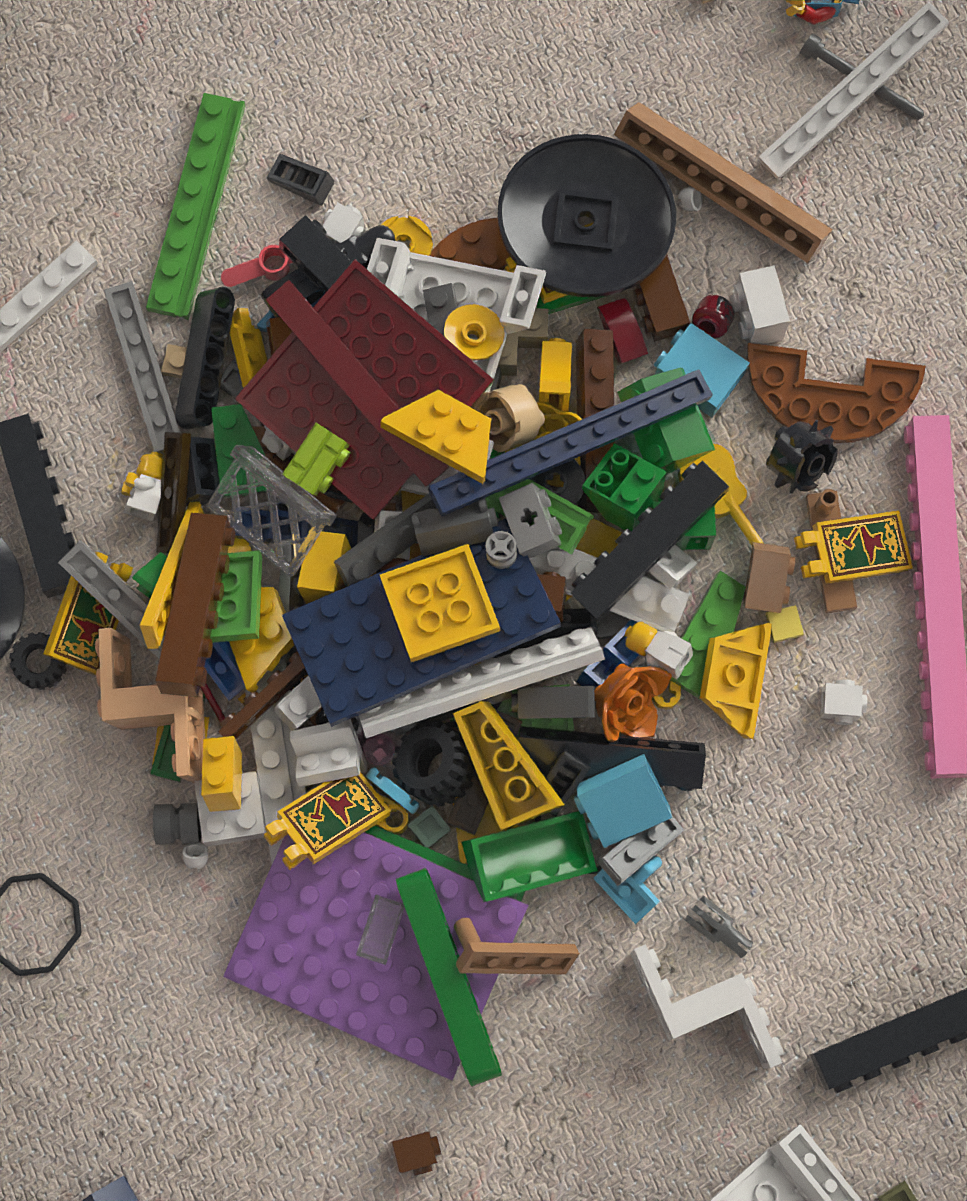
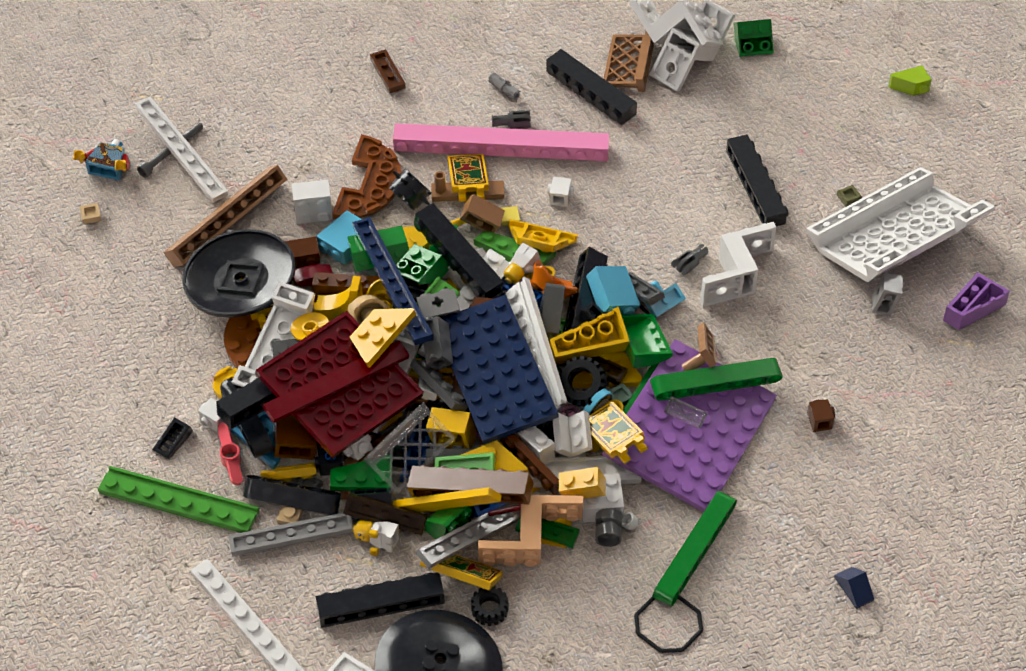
camera: 85 degrees left, 25 degrees down
(153, 958) = (694, 548): none -> green beam
(317, 459) = (383, 409): lime brick -> none
(439, 603) = (487, 348): yellow plate -> none
(501, 543) = (458, 312): light grey wheel -> none
(714, 315) = (311, 226): dark red head -> none

